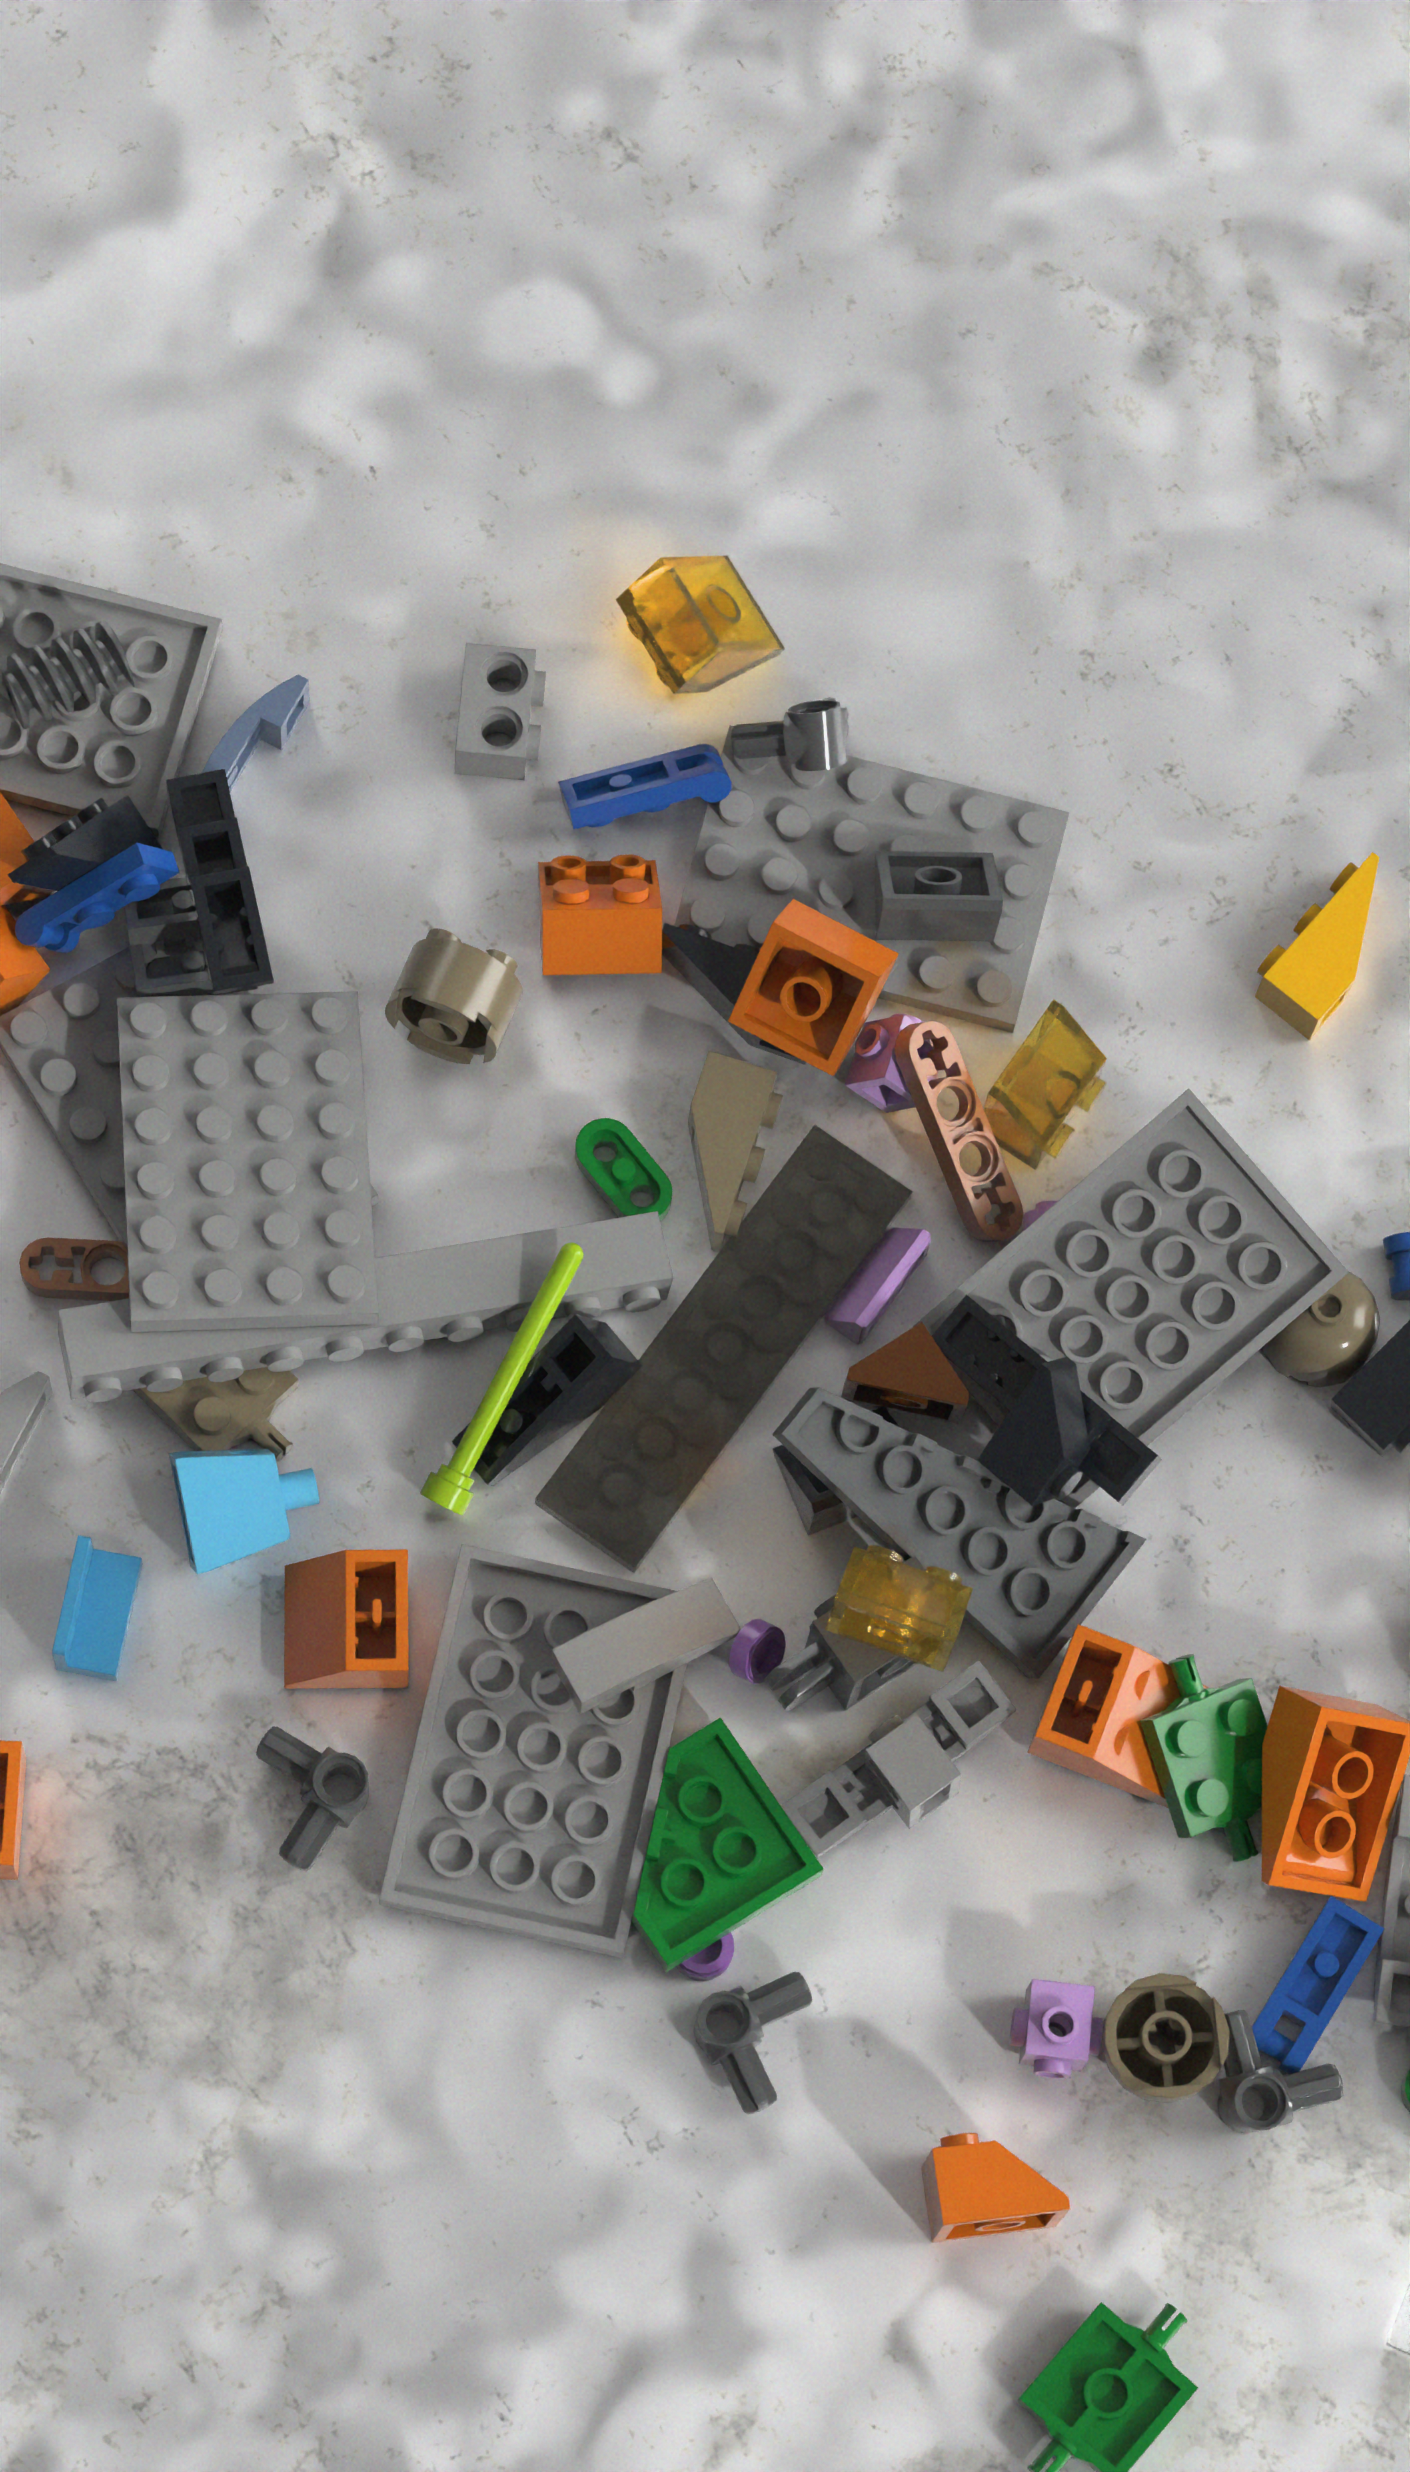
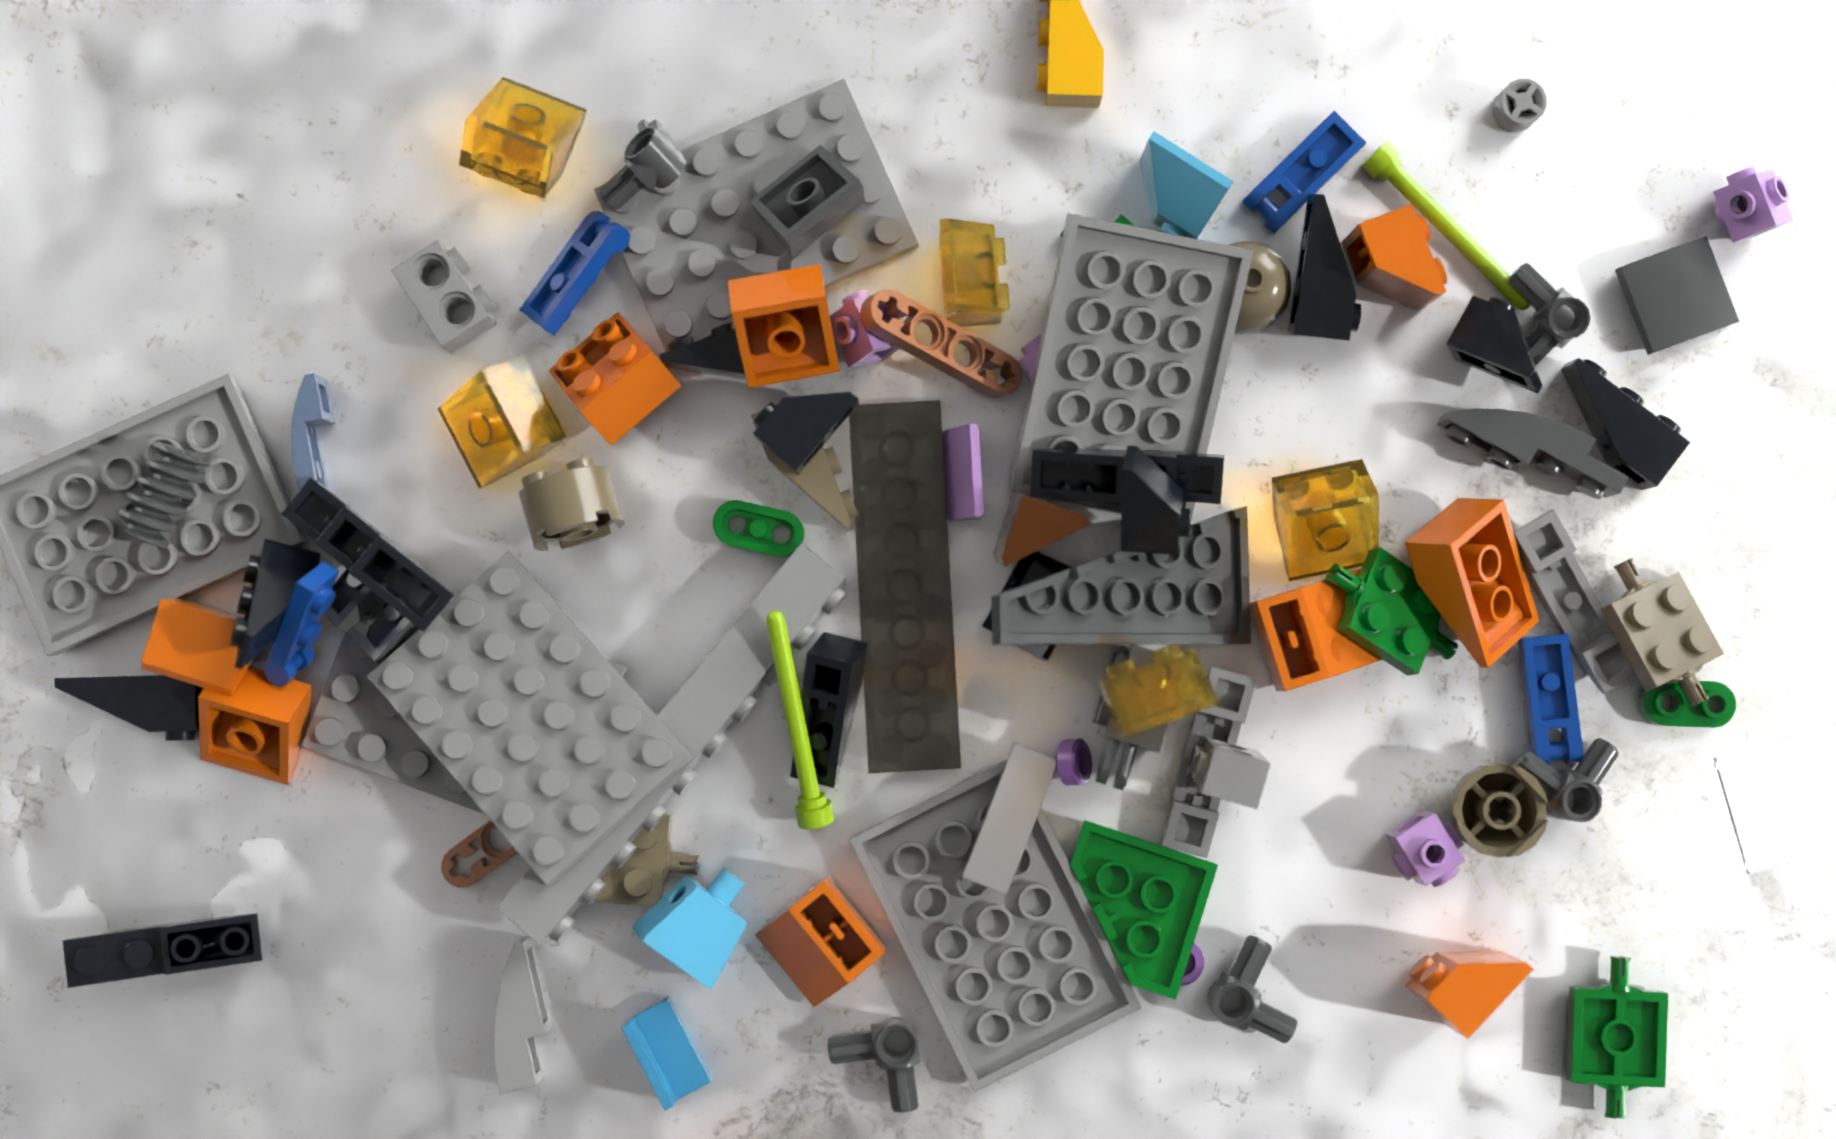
camera: 30 degrees left, 15 degrees up
(452, 869) = (501, 421): none -> clear yellow slope
(755, 1094) = (802, 425): none -> black slope
(1220, 1609) = (1325, 518): none -> clear yellow slope
(1331, 1170) = (1180, 187): none -> medium azure slope

